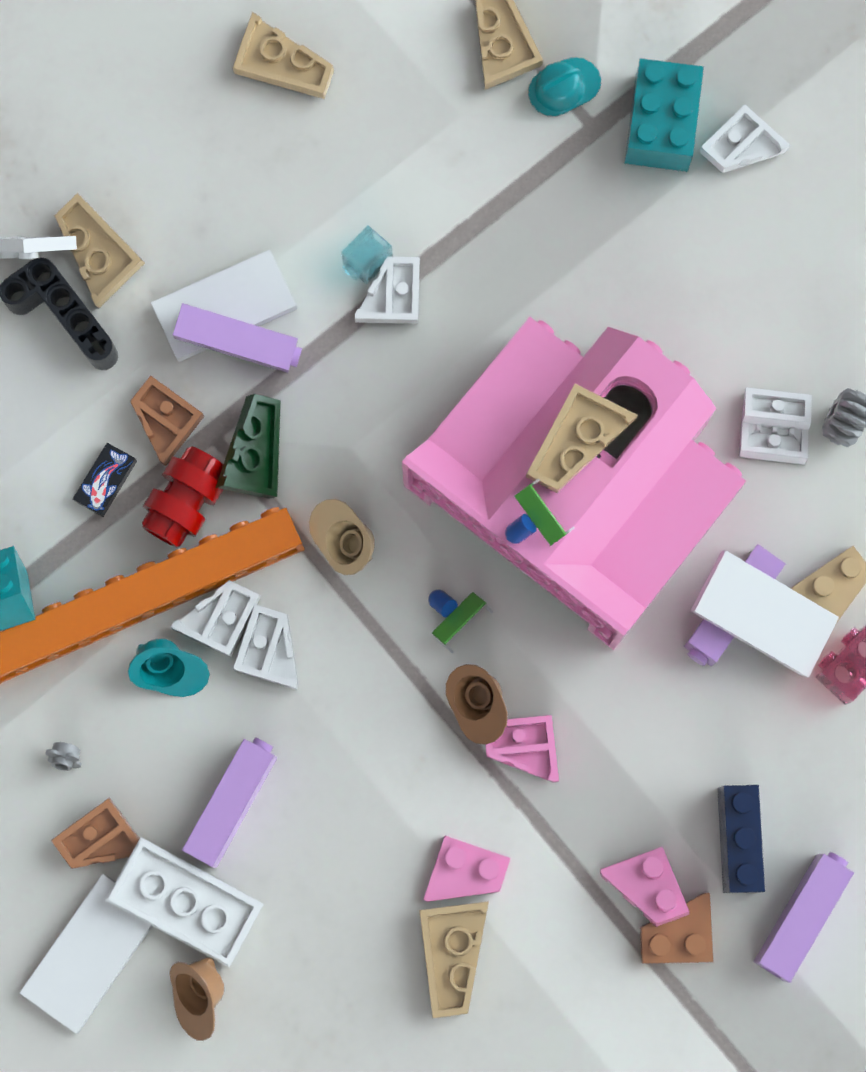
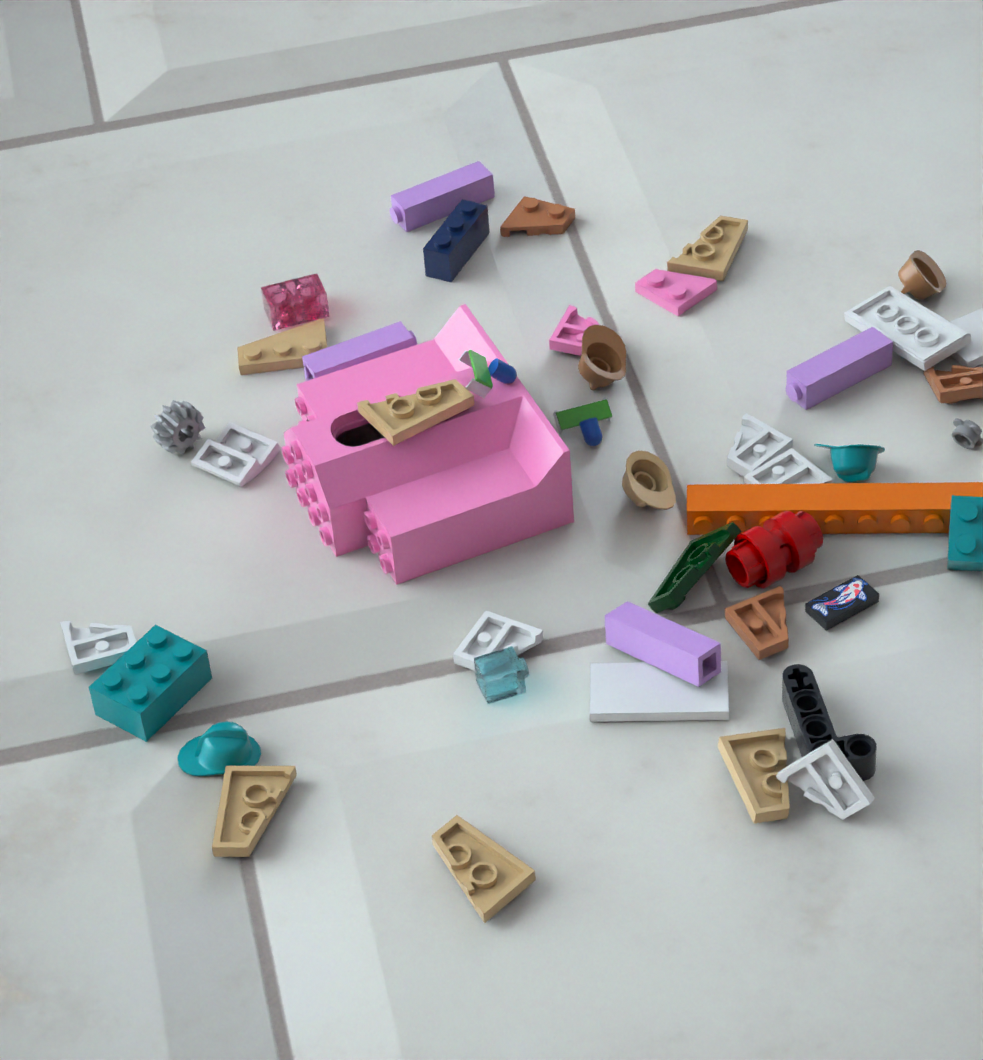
camera: 150 degrees left, 35 degrees down
(649, 885) = (542, 242): bright pink wing -> none
(764, 614) = (343, 331): white tile -> none

